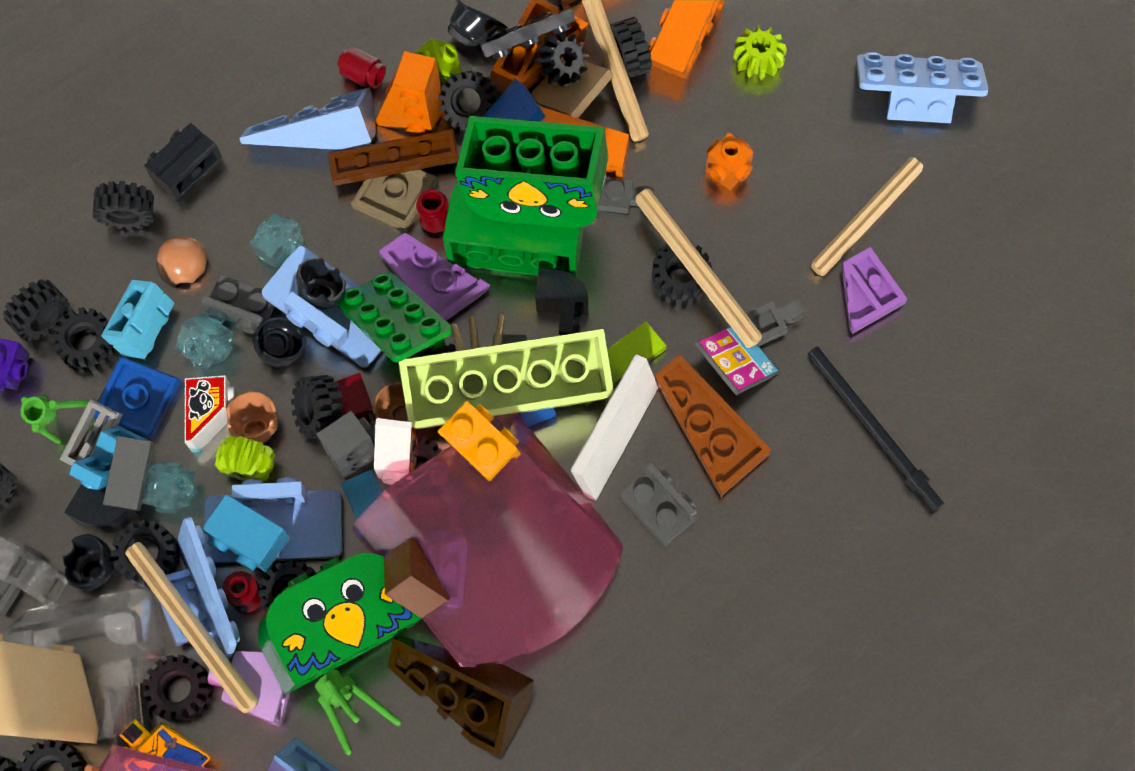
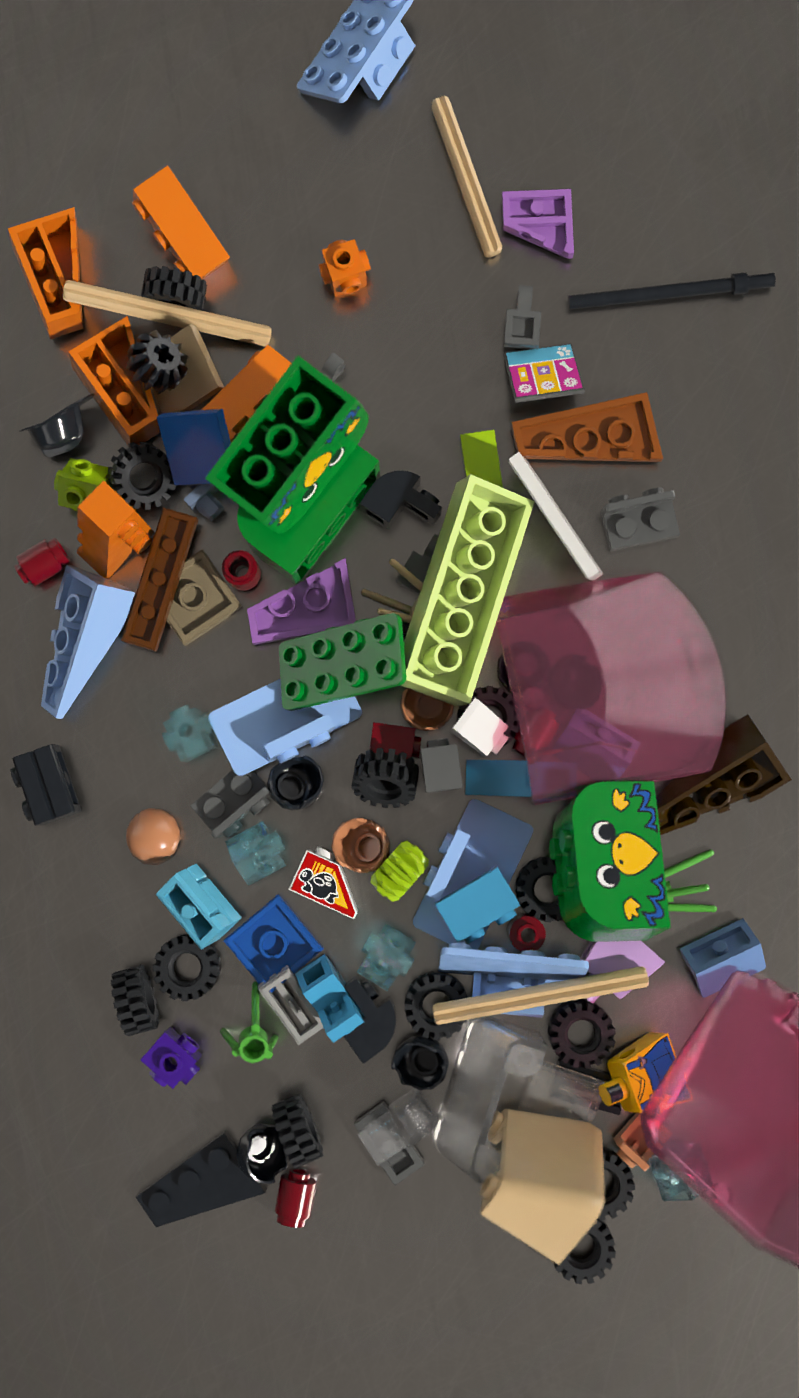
camera: 60 degrees left, 15 degrees up
(123, 205) = (67, 865): black tyre -> none
(128, 473) = (361, 986): dark grey tile -> none
(319, 284) = (266, 715): black hair -> none
(412, 580) = (621, 773): reddish brown slope -> none
(479, 440) = (524, 644): light orange bracket -> none
(500, 43) = (115, 362): black wing -> none
(669, 287) = (429, 355): black tyre -> none
(698, 268) = (441, 356): tan axle -> none
(759, 52) = (241, 164): lime gear -> none

